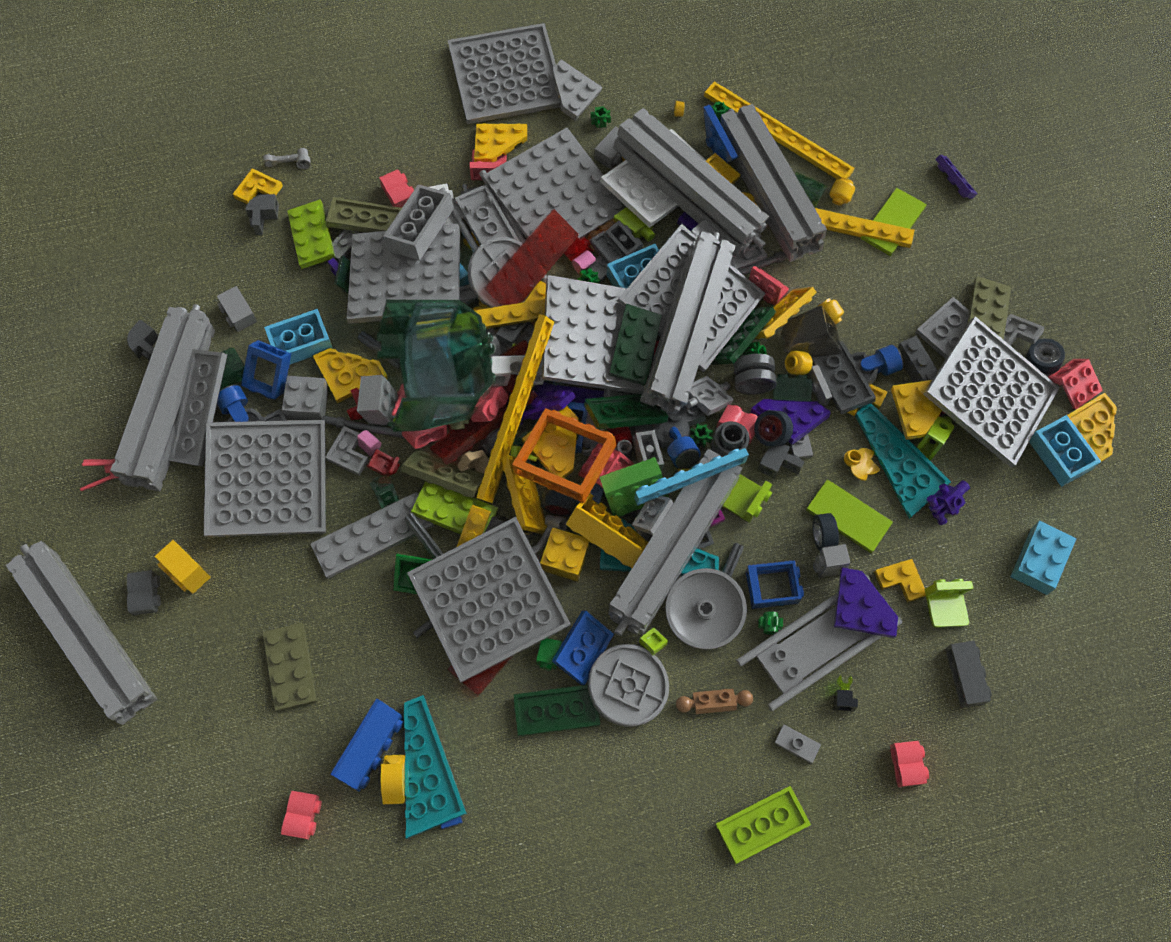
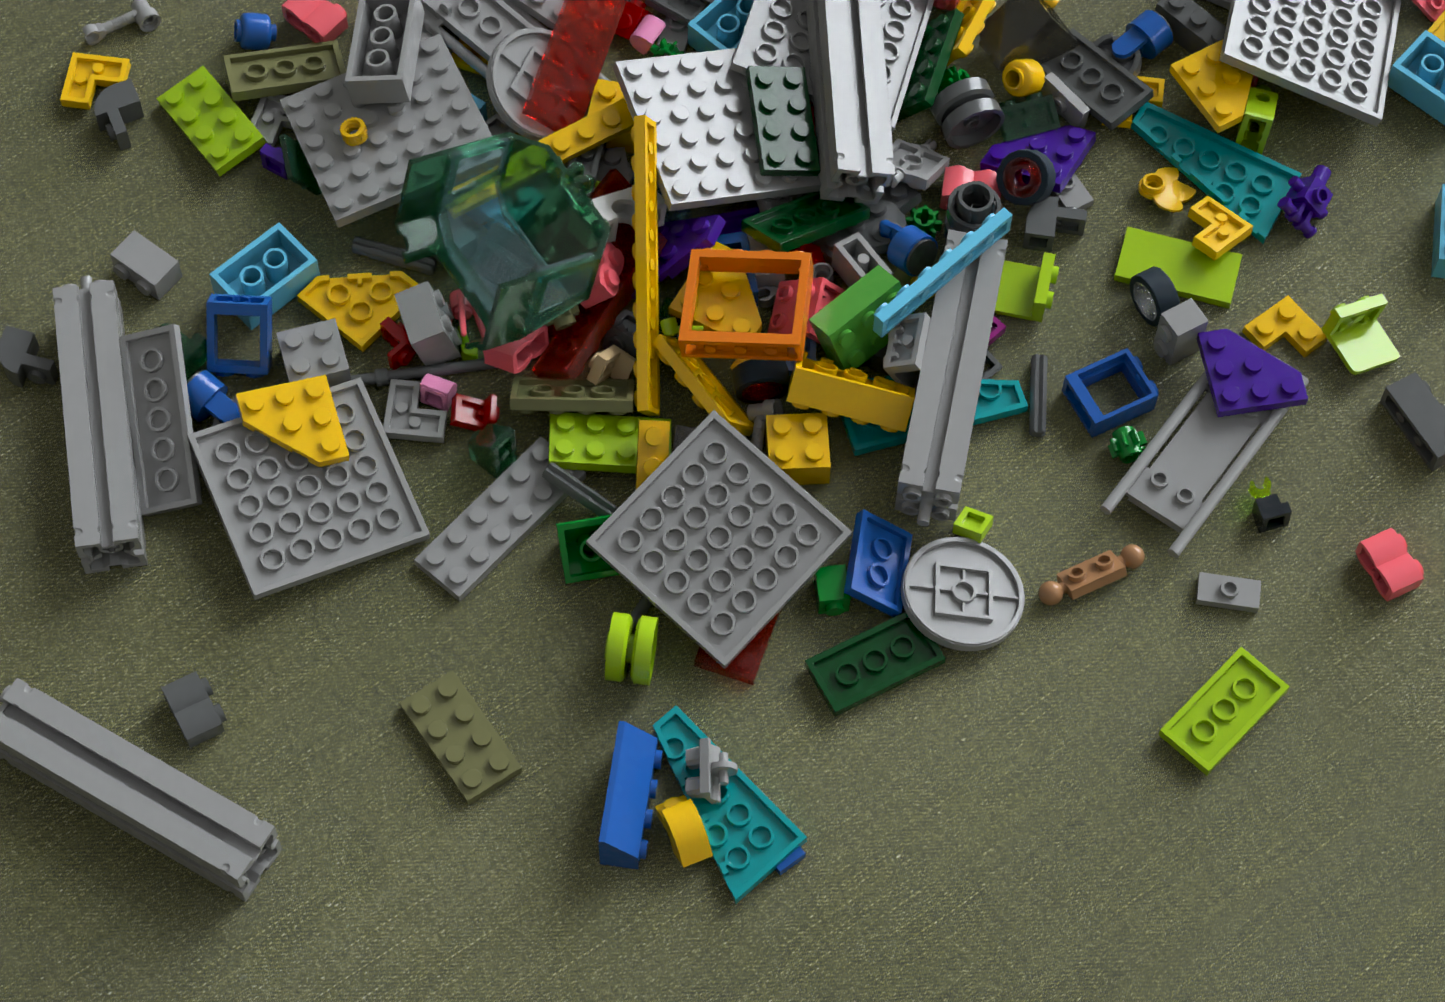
camera: 20 degrees left, 5 degrees down
(107, 463) = (59, 550): coral plant -> none
(181, 567) = (241, 650): yellow brick -> none
(274, 434) = (297, 418): none -> yellow plate
(300, 815) = (570, 923): coral brick -> none
(358, 188) = (254, 31): none -> blue head
(380, 272) = (354, 124): none -> yellow axle
(409, 650) = (625, 648): none -> lime wheel
(423, 748) = (713, 771): none -> light grey hips
(706, 609) = (1030, 454): light grey dish -> none
(886, 501) = (1221, 225): none -> yellow plate

